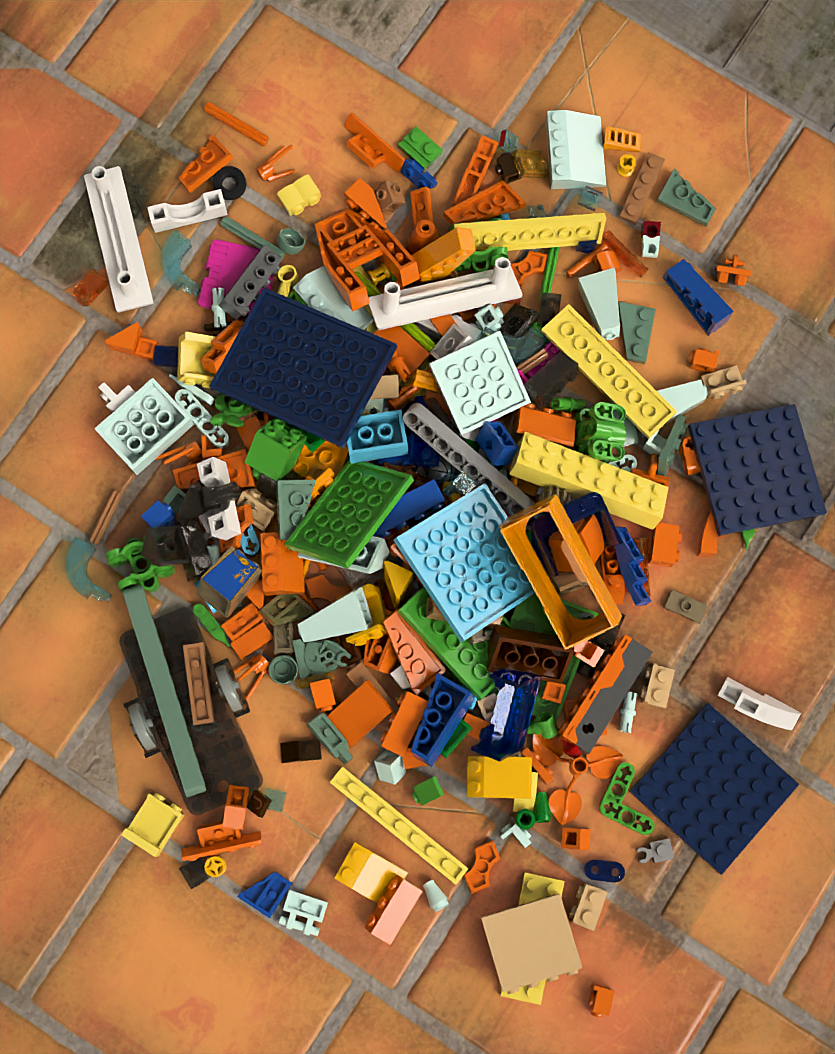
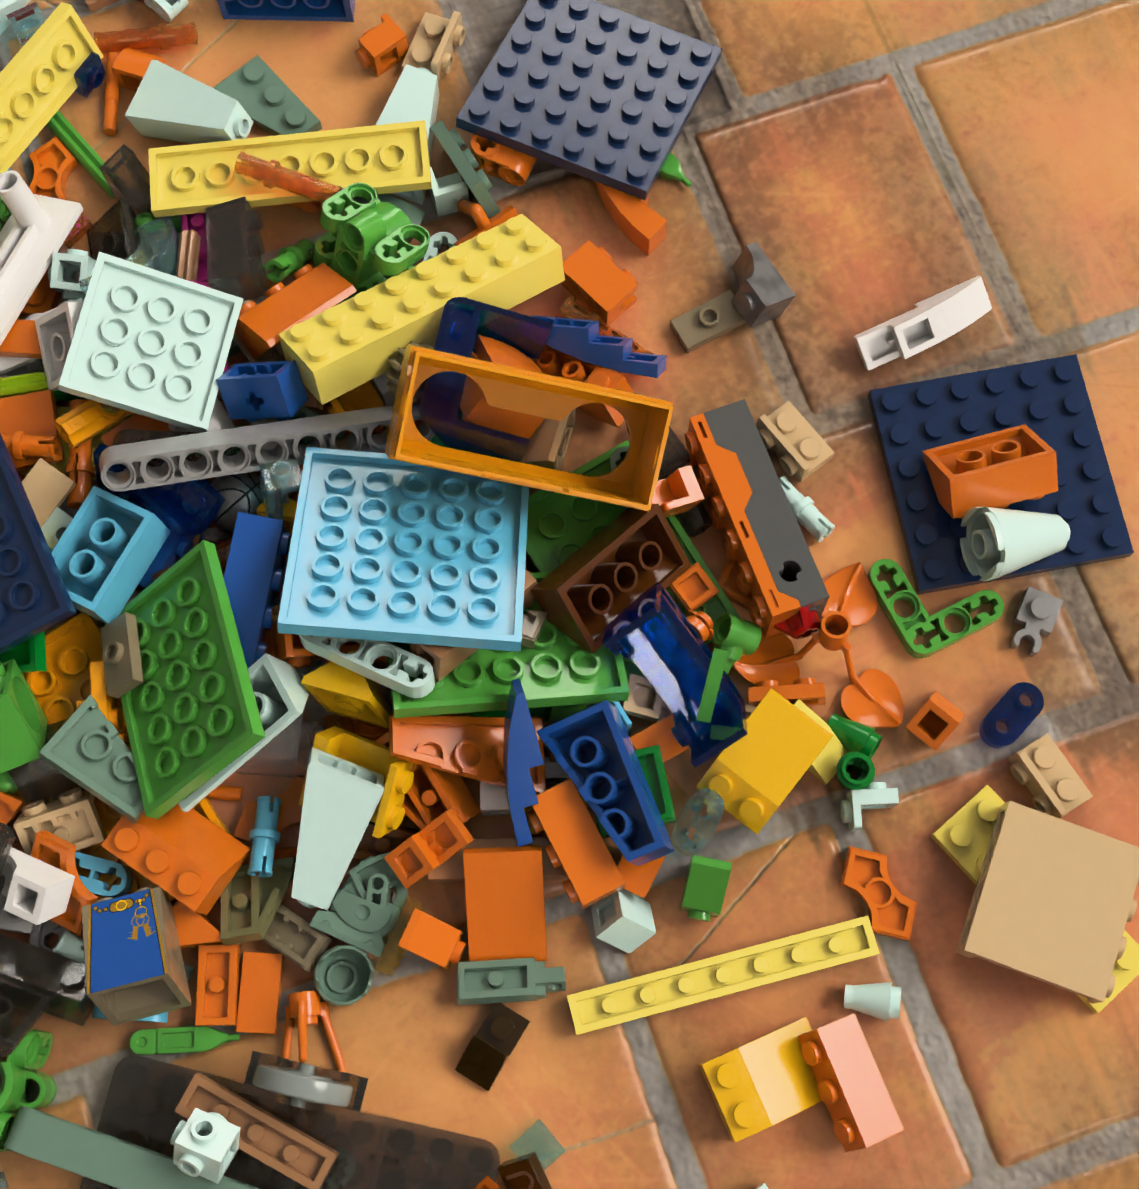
camera: 50 degrees left, 5 degrees down
(179, 668) = (205, 1145): none -> light aqua brick
(313, 593) = (264, 836): none -> medium azure pin
(341, 478) = (121, 655): none -> dark tan plate
(358, 665) = (429, 848): none -> orange slope
(410, 580) = (370, 650): none -> light aqua beam
(421, 674) = (519, 754): none -> blue slope
(453, 771) = (704, 826): none -> clear light blue beam
(514, 731) = (712, 685): none -> bright green piece
(539, 706) = (701, 623): none -> orange plate
(597, 368) = (275, 175): none -> clear orange pin
(679, 814) = (1009, 539): none -> light aqua cone
(708, 783) = (992, 470): none -> orange slope
(717, 620) = (761, 290): none -> flat silver arch

